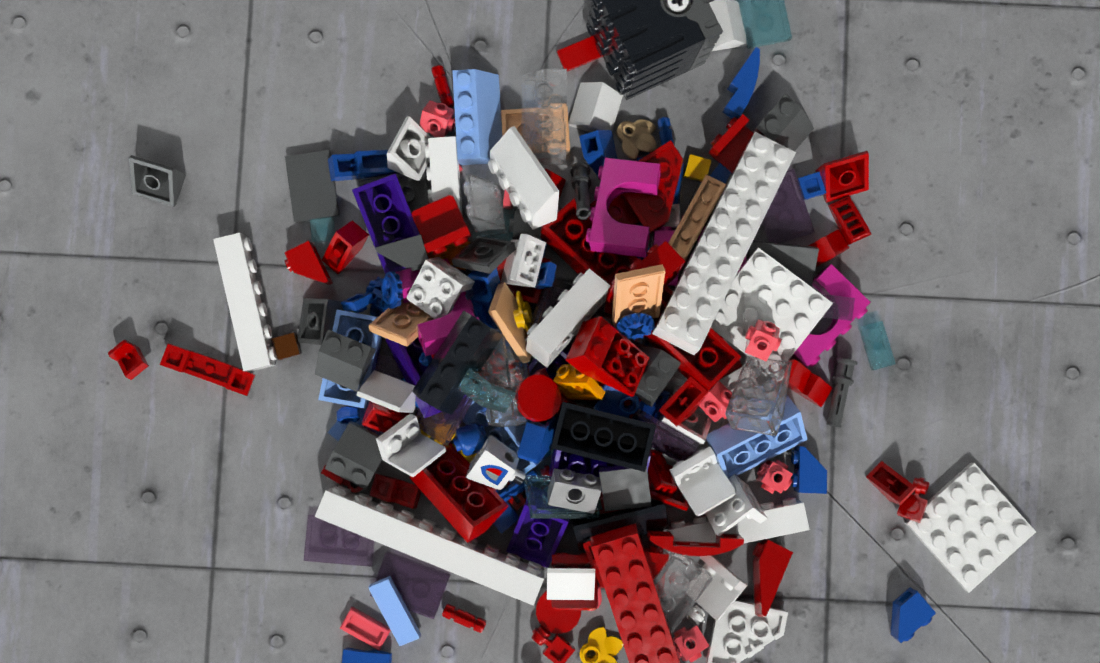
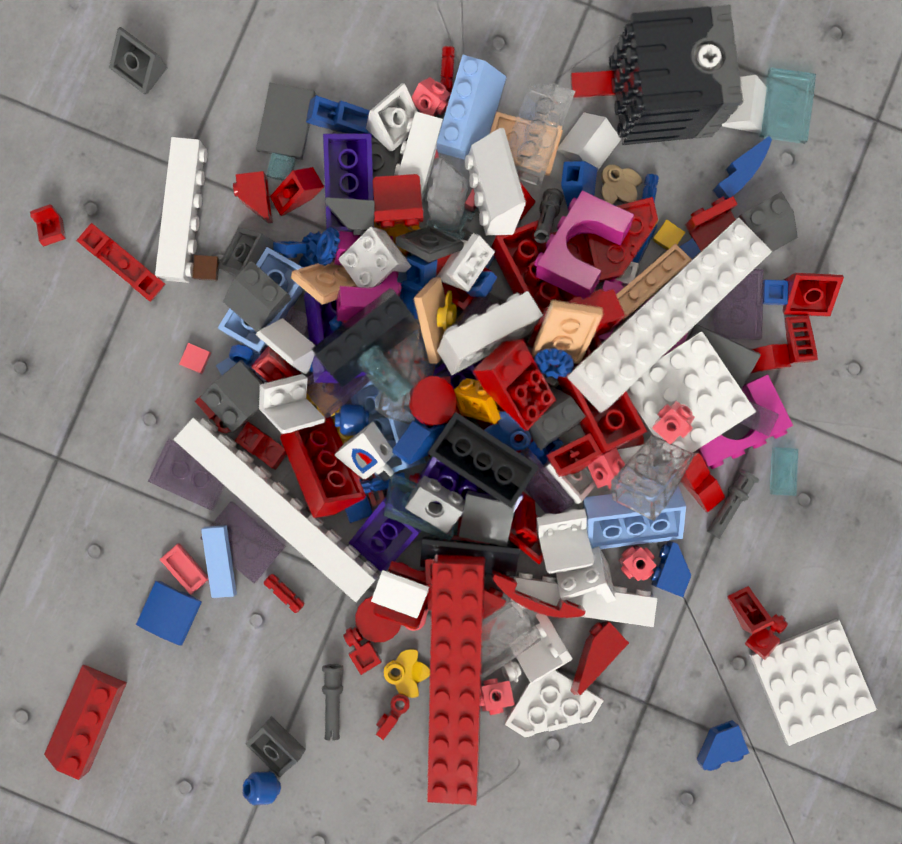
camera: 15 degrees right, 0 degrees up
(306, 432) = (195, 358): none -> coral tile

